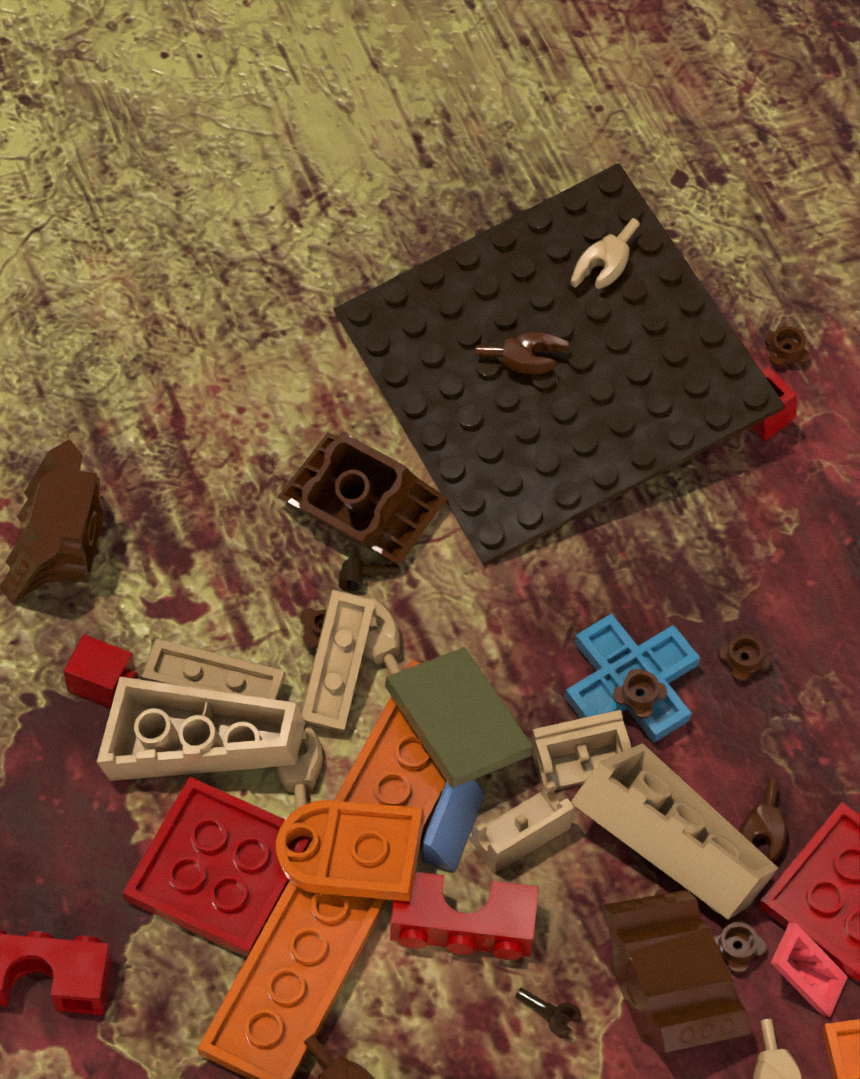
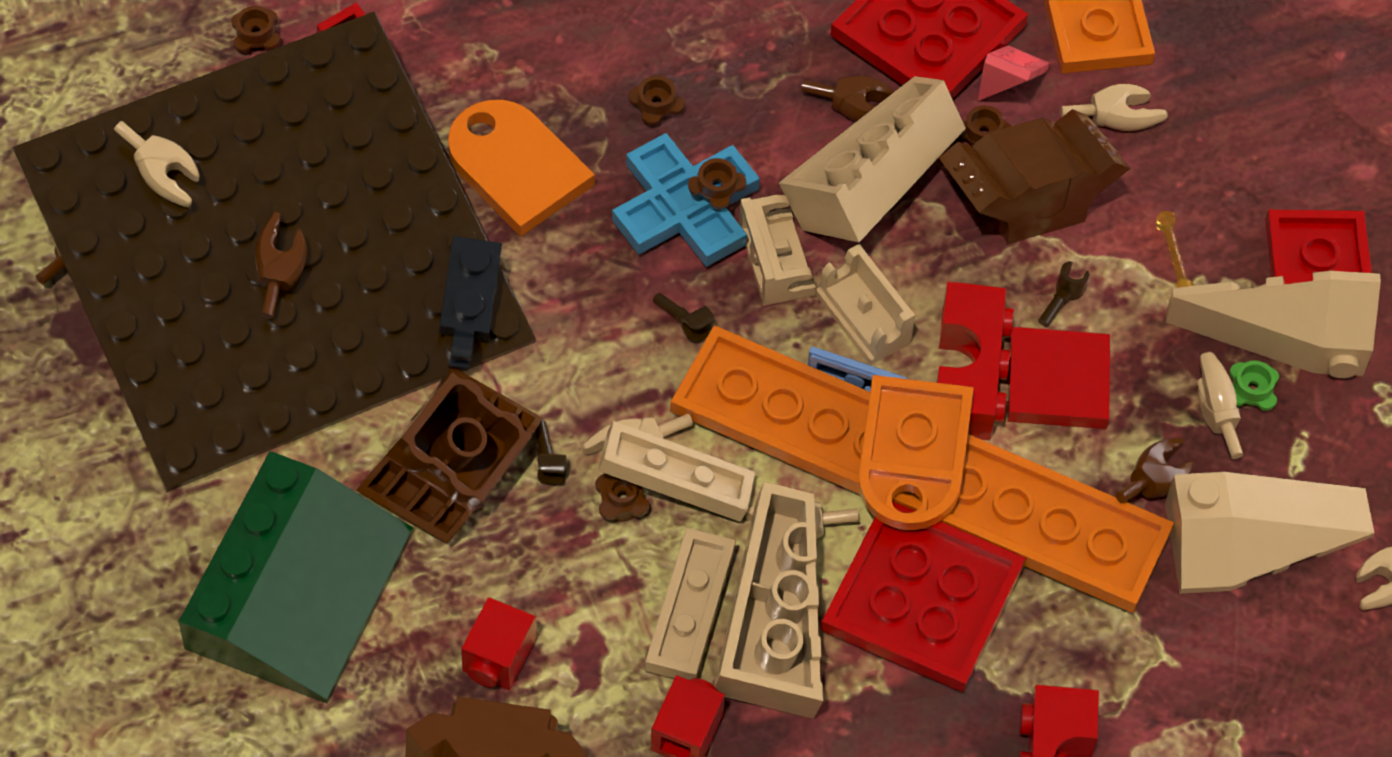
camera: 90 degrees left, 0 degrees up
(178, 533) = (498, 644): none -> red brick
(245, 391) = (294, 579): none -> dark green slope
(455, 1002) = (1059, 378): none -> red tile
(458, 717) = (752, 348): olive tile -> none
(503, 682) = (694, 324): none -> dark brown hand
(506, 498) = (469, 296): none -> black plate
(662, 548) = (518, 165): none -> orange tile

